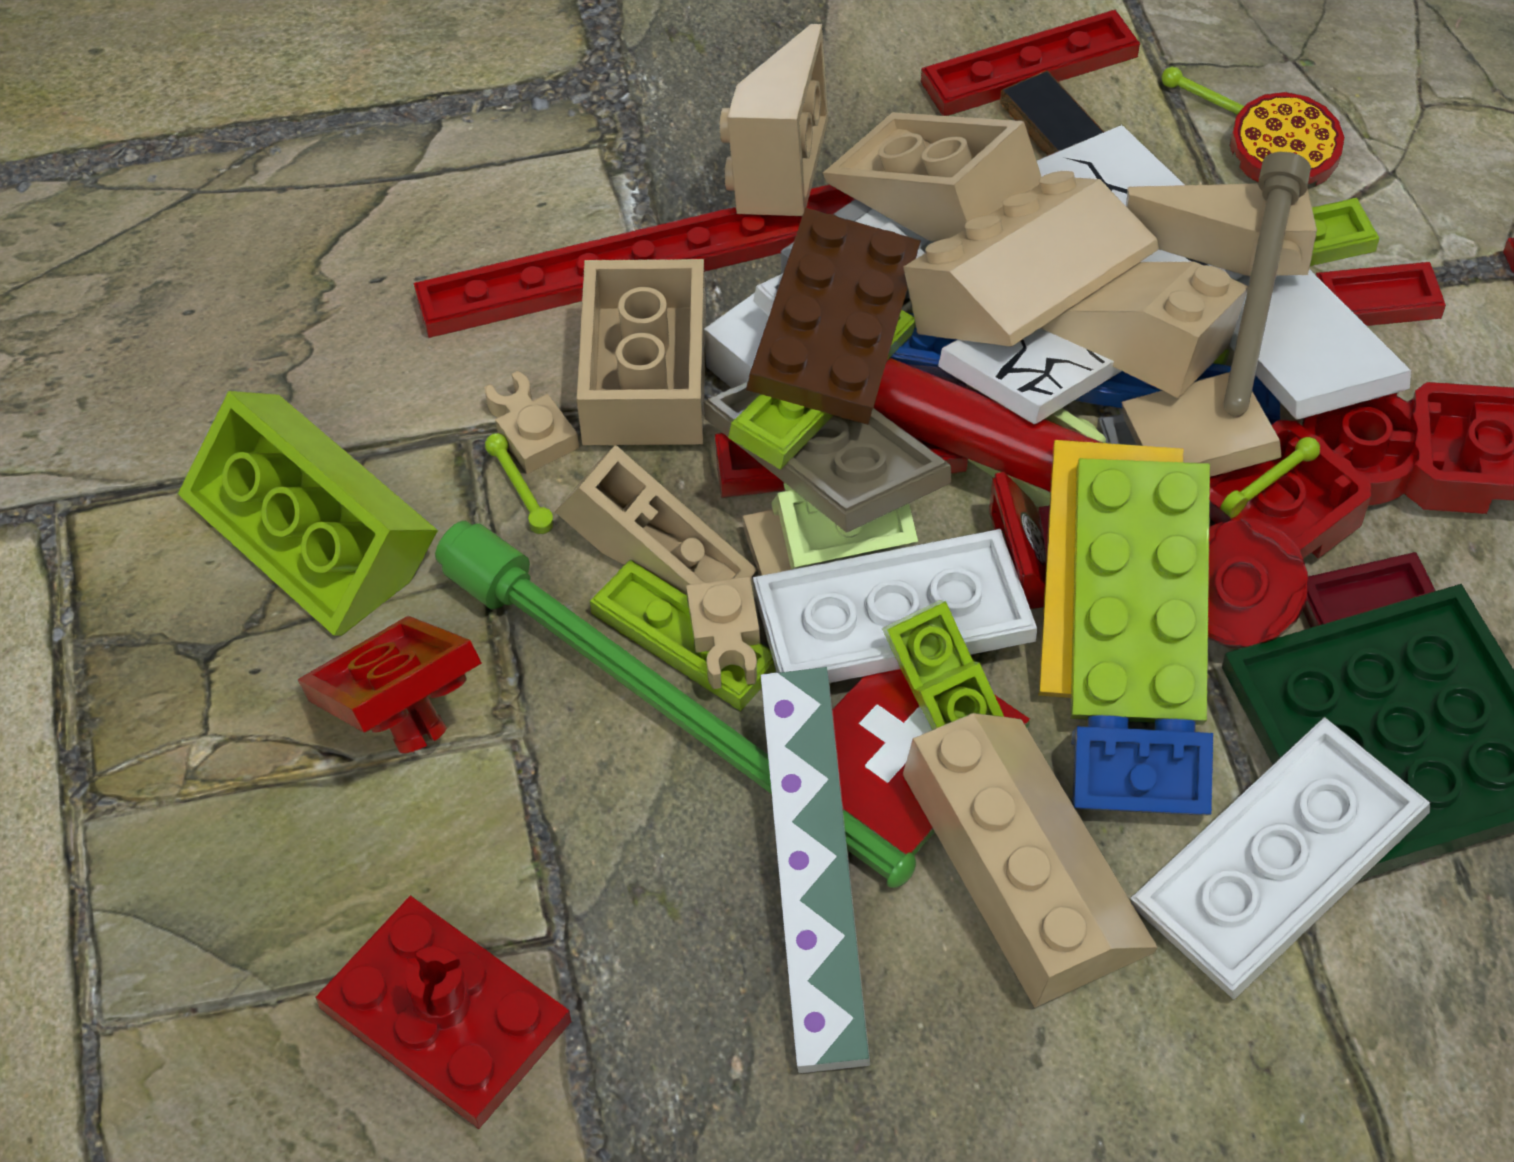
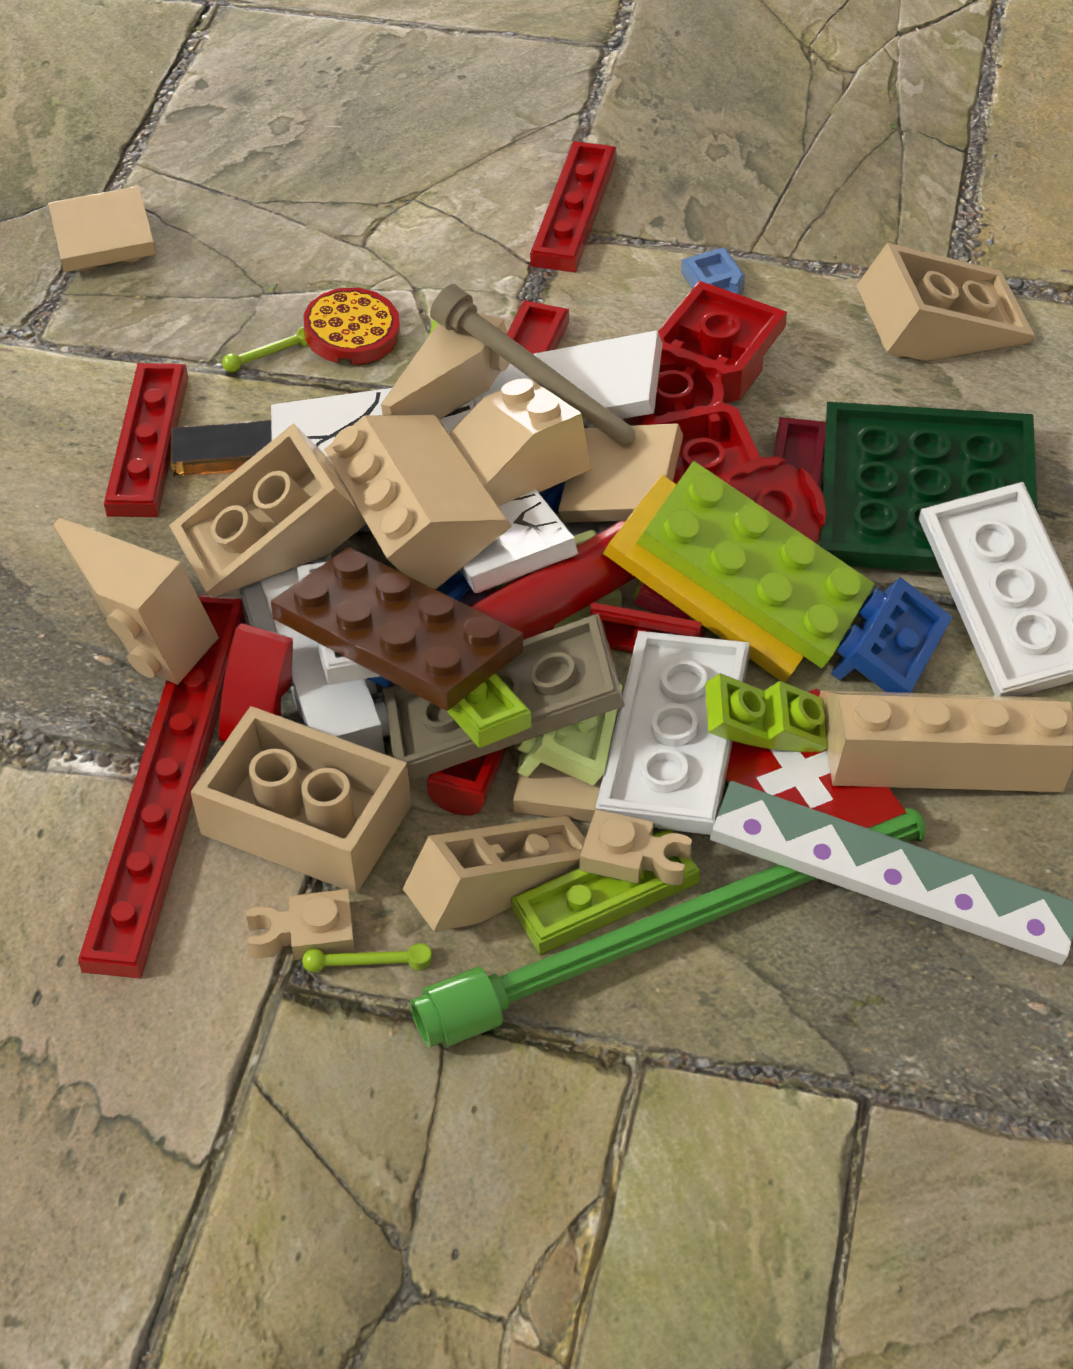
camera: 65 degrees left, 5 degrees down
(304, 510) = (306, 1140): lime slope -> none
(389, 681) = (568, 1107): red plate -> none
(444, 1011) = (907, 1203): red plate -> none
(746, 259) = (255, 675): none -> red slope
(1305, 450) = (683, 419): lime hinge -> none

